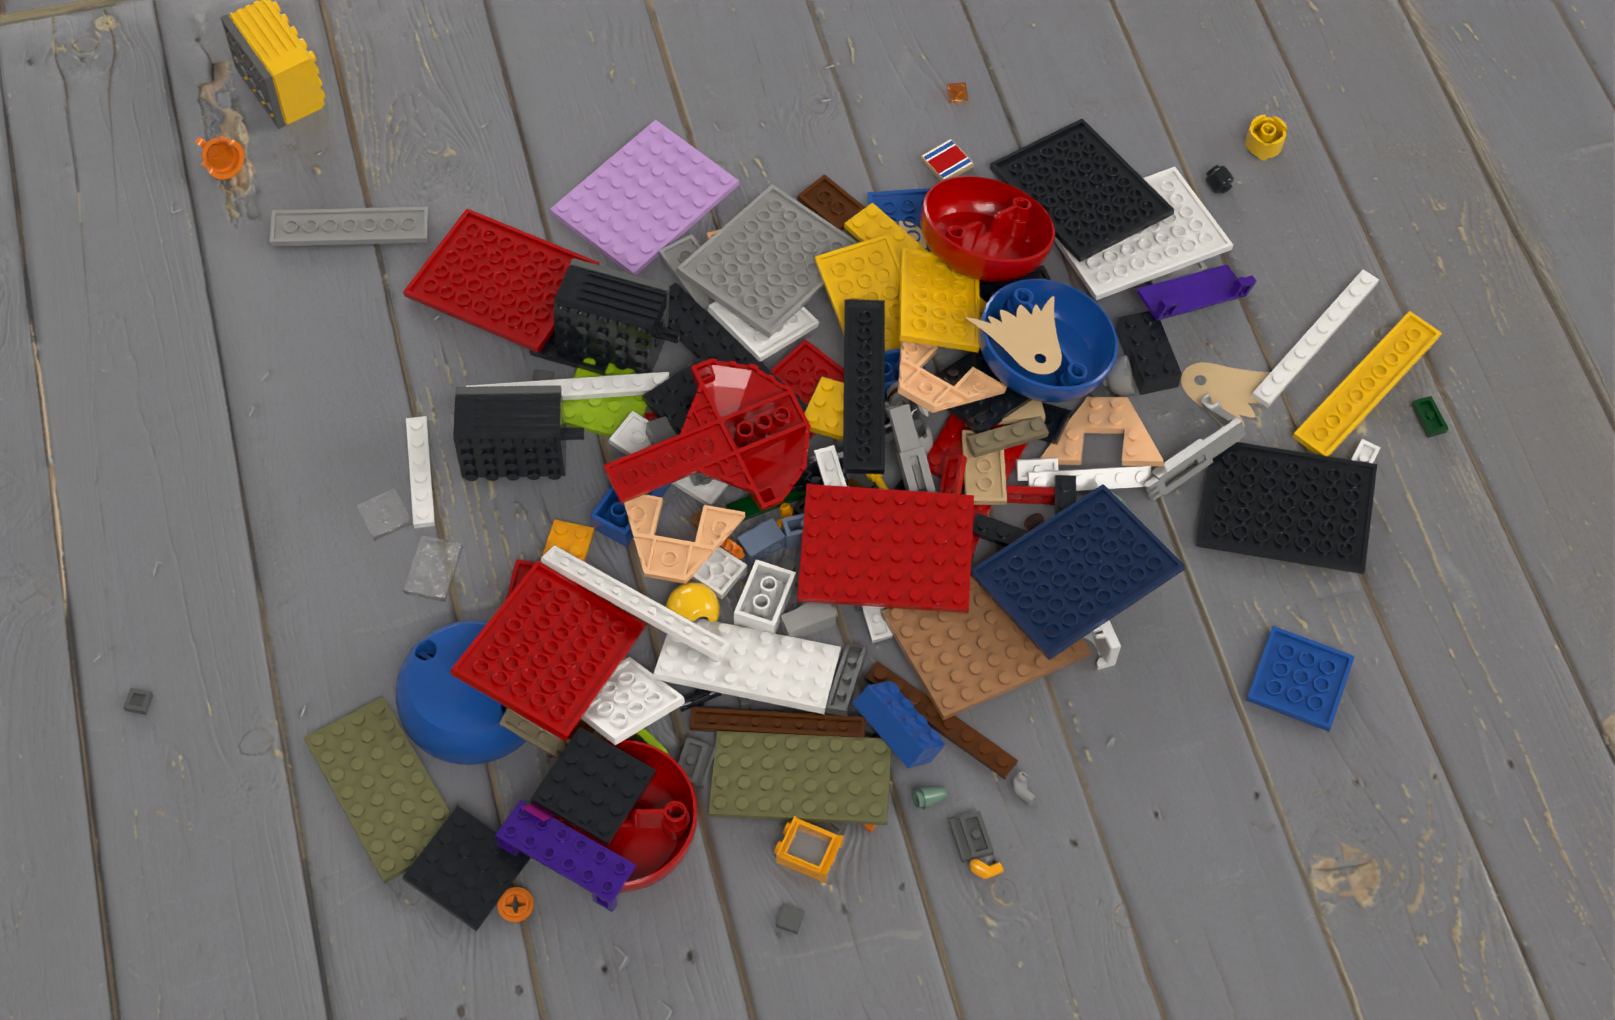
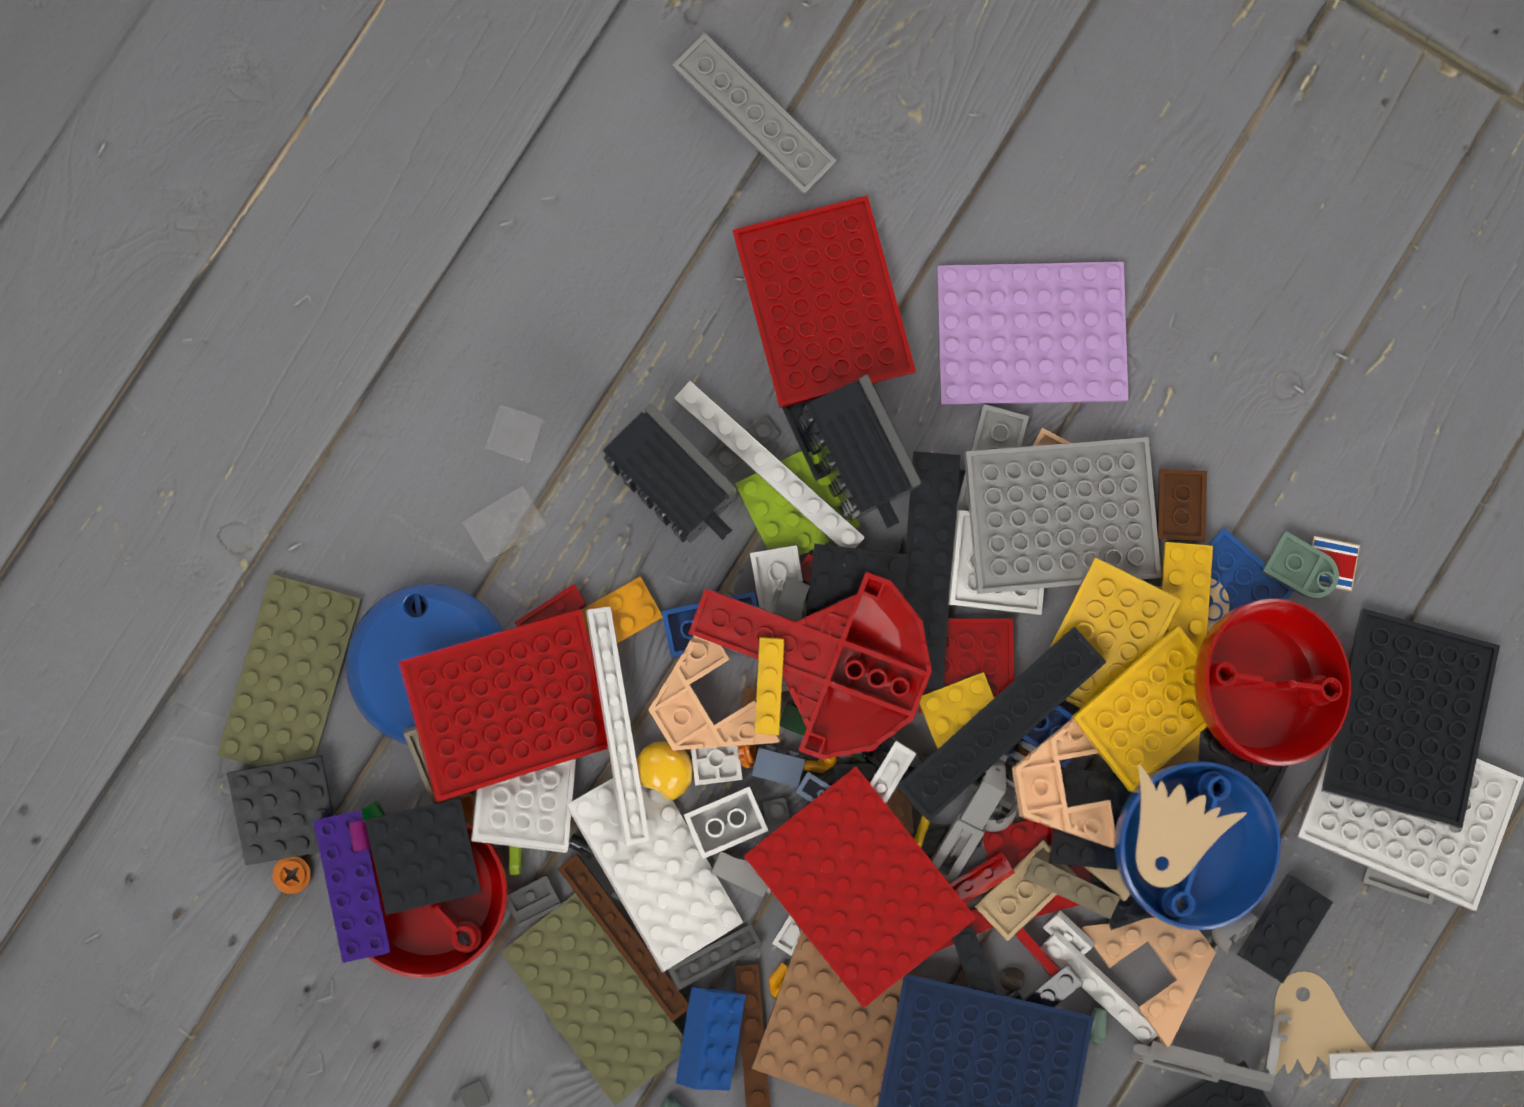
camera: 50 degrees right, 25 degrees up
(138, 701) = (182, 412): dark grey tile -> none
(420, 472) = (581, 420): white plate -> none
(704, 483) = (769, 686): none -> yellow plate
(808, 849) = (542, 1059): light orange window -> none
(898, 659) = (776, 979): none -> light orange arm
(930, 170) = (1300, 566): none -> sand green tile
(957, 92) = (1422, 501): clear orange plate -> none
(1194, 292) = (1387, 918): dark purple bracket -> none

